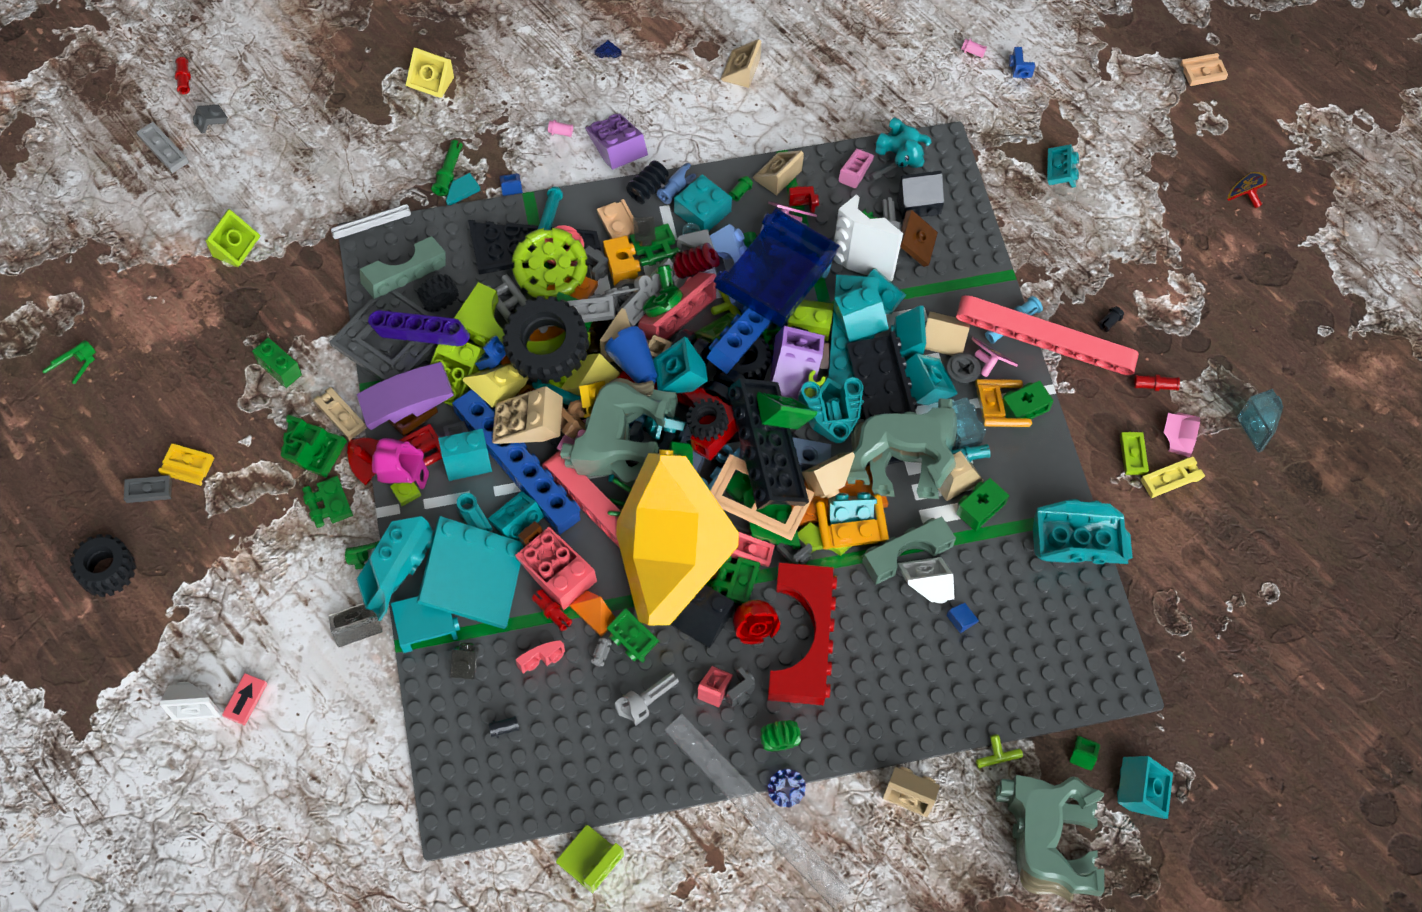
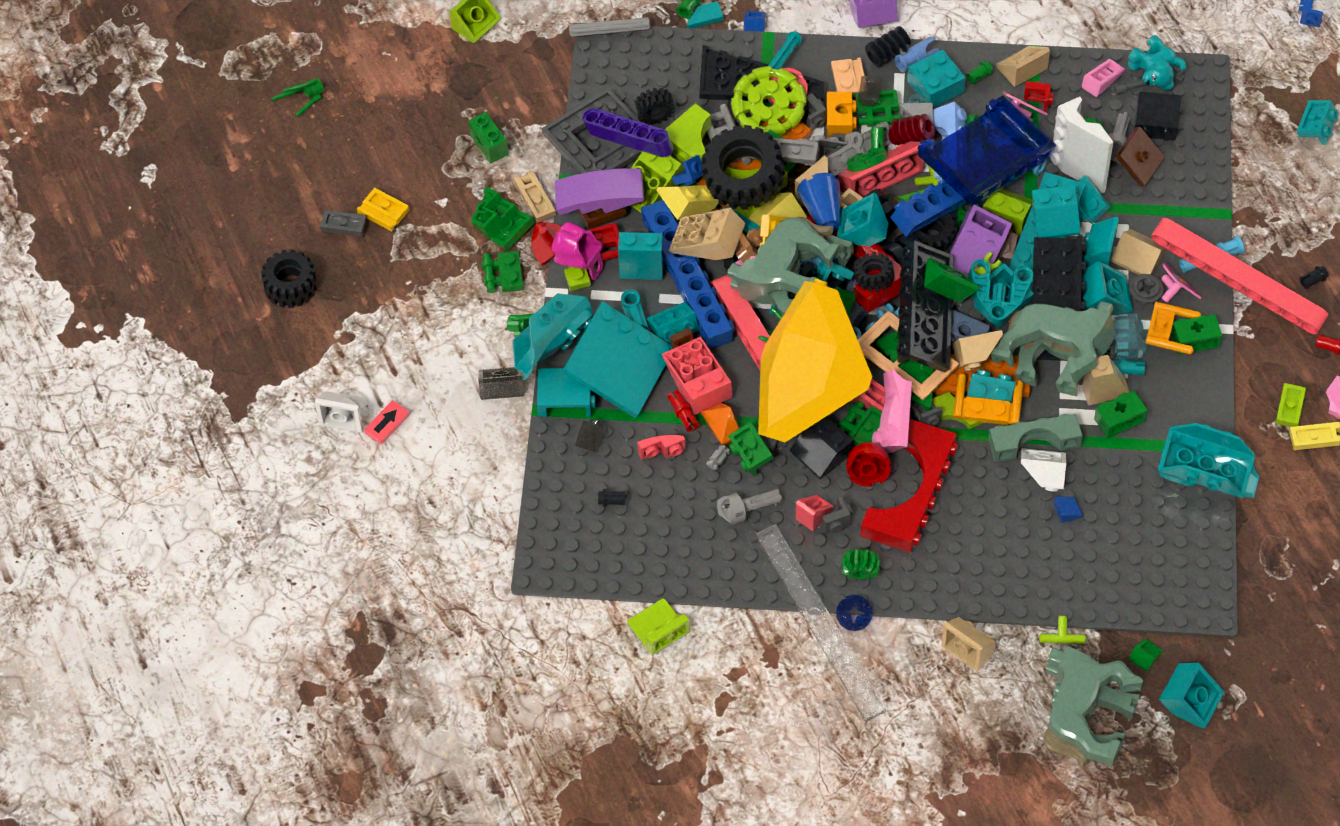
camera: 20 degrees right, 5 degrees down
(383, 278) = (607, 81): sand green arch -> none
(770, 563) = (895, 414): none -> bright pink slope

